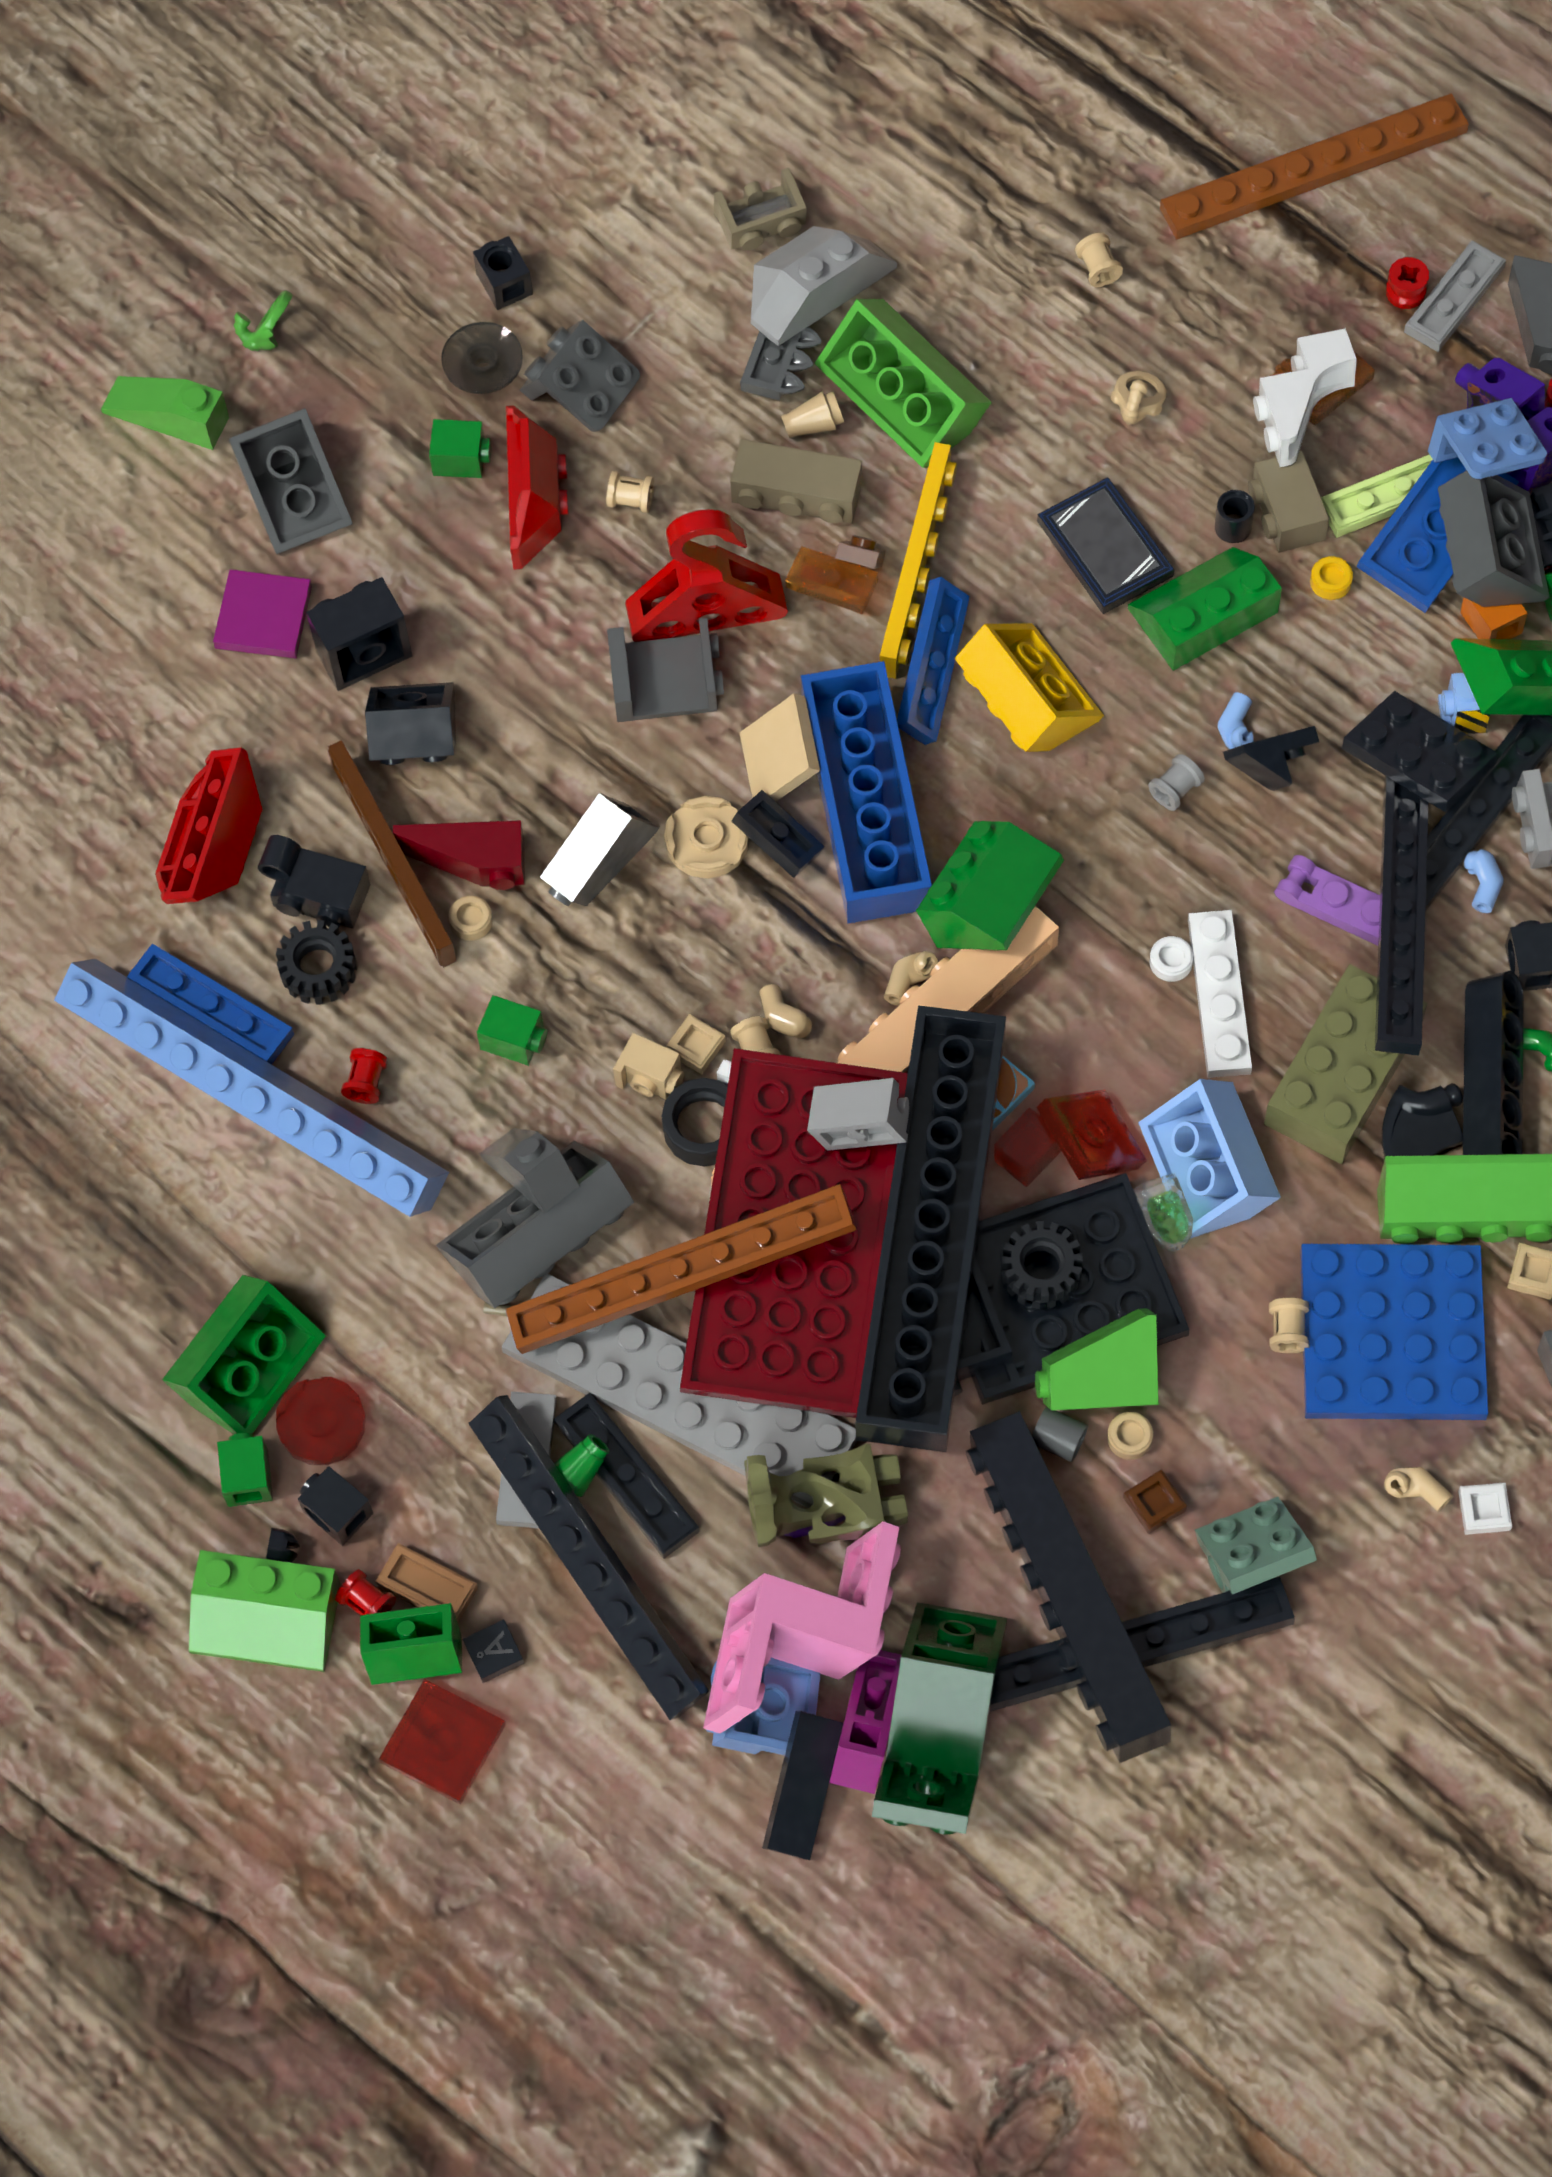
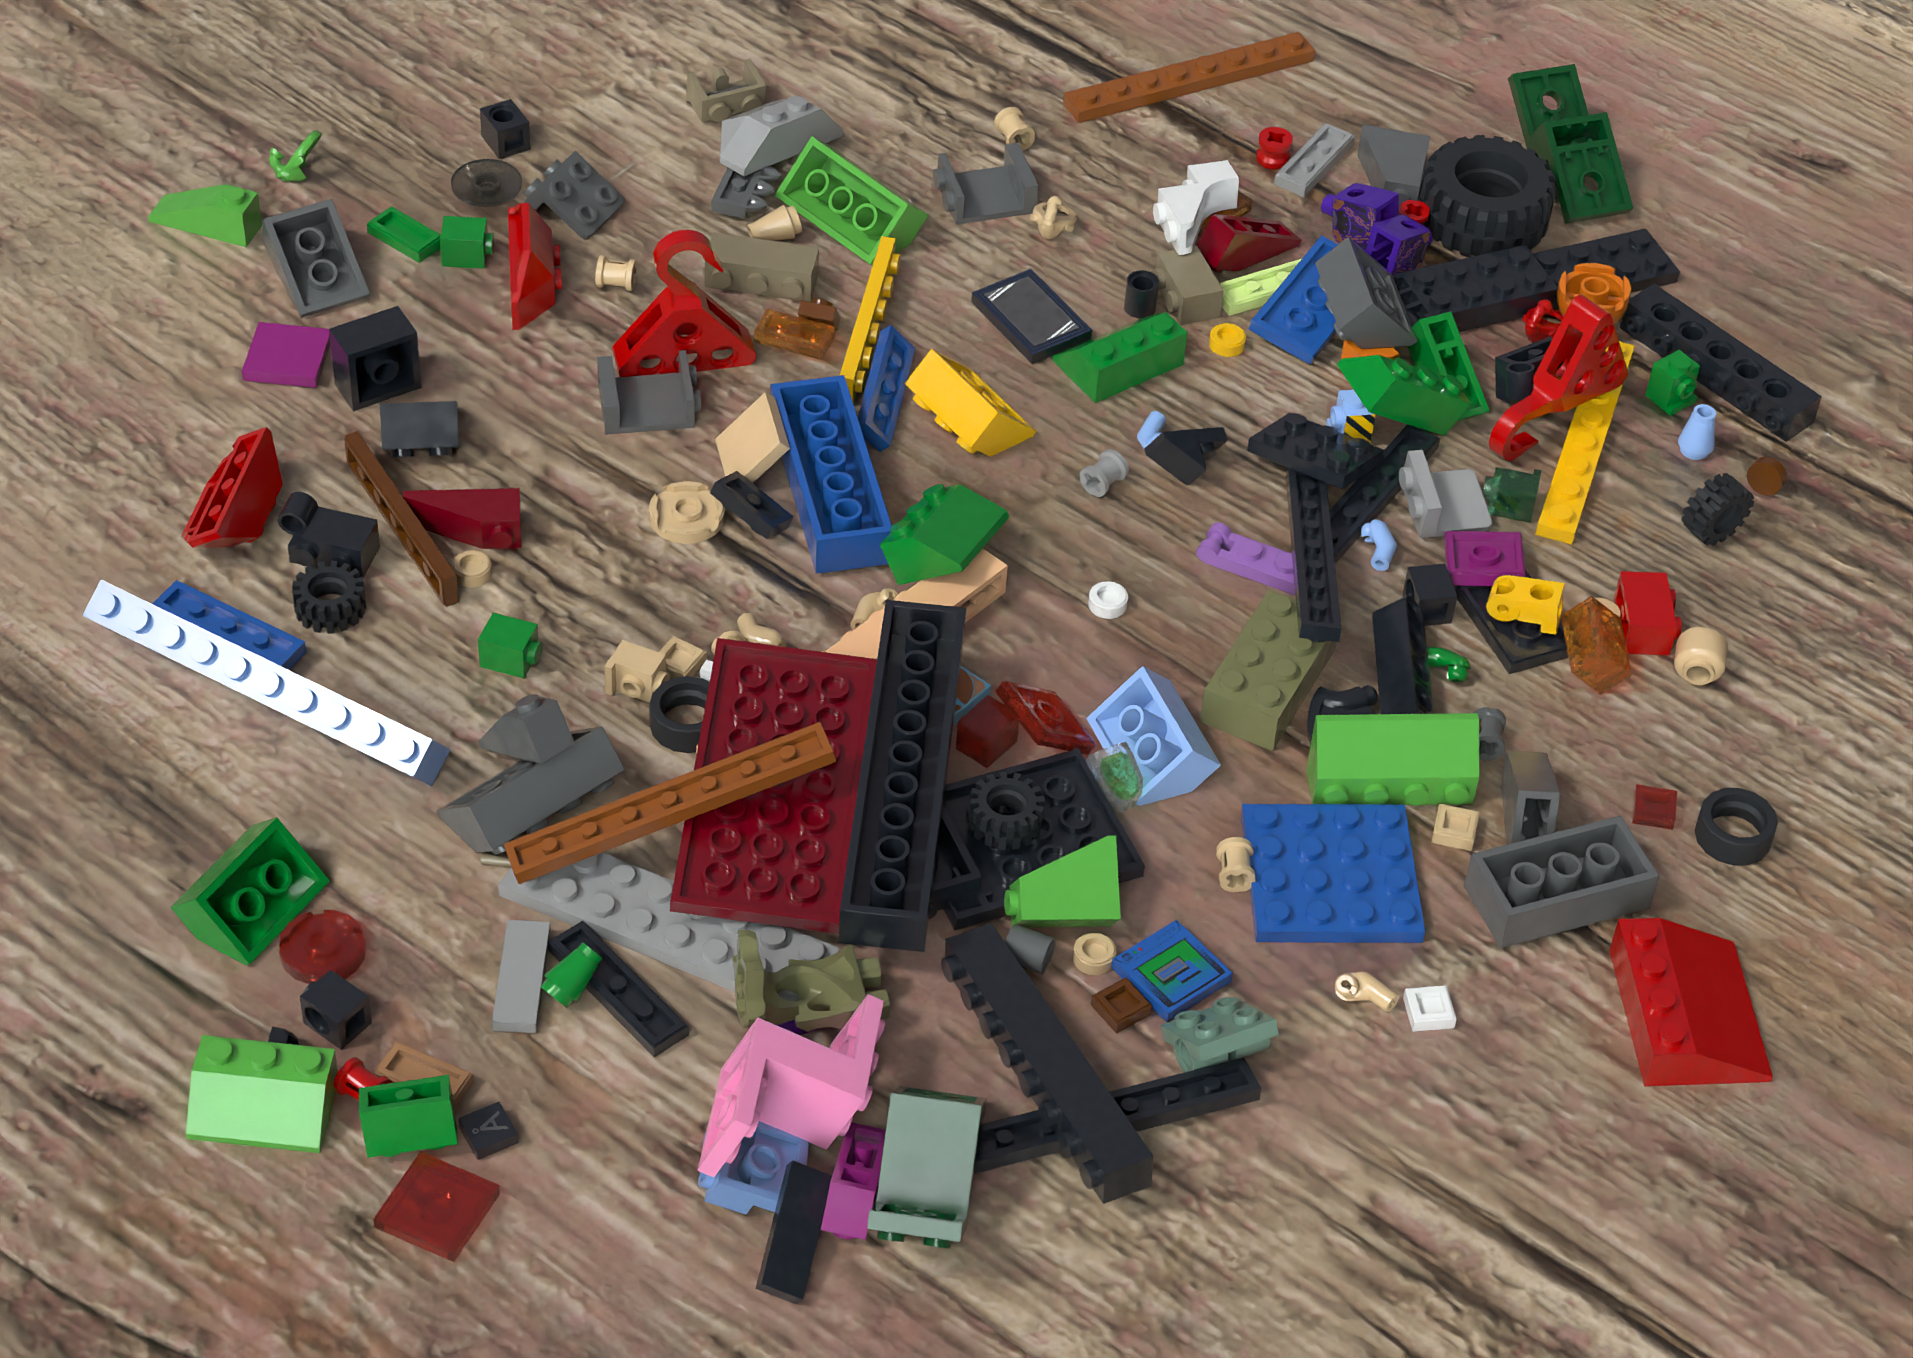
camera: 10 degrees left, 20 degrees down
(244, 1470) = (247, 982): green brick -> none
(364, 1076) = (373, 674): red bush -> none
(390, 431) = (404, 234): none -> green tile
(588, 1557) = (584, 1047): black plate -> none
(597, 850) = (589, 512): slope -> none
(858, 1114) = (835, 677): light grey hinge -> none
(1062, 352) = (989, 191): none -> dark grey panel
(1211, 1458) = (1172, 970): none -> blue tile
(1219, 994) = (1153, 621): white plate -> none
(1361, 433) = (1241, 242): none -> dark red slope
(1487, 439) = (1352, 223): medium blue bracket -> none

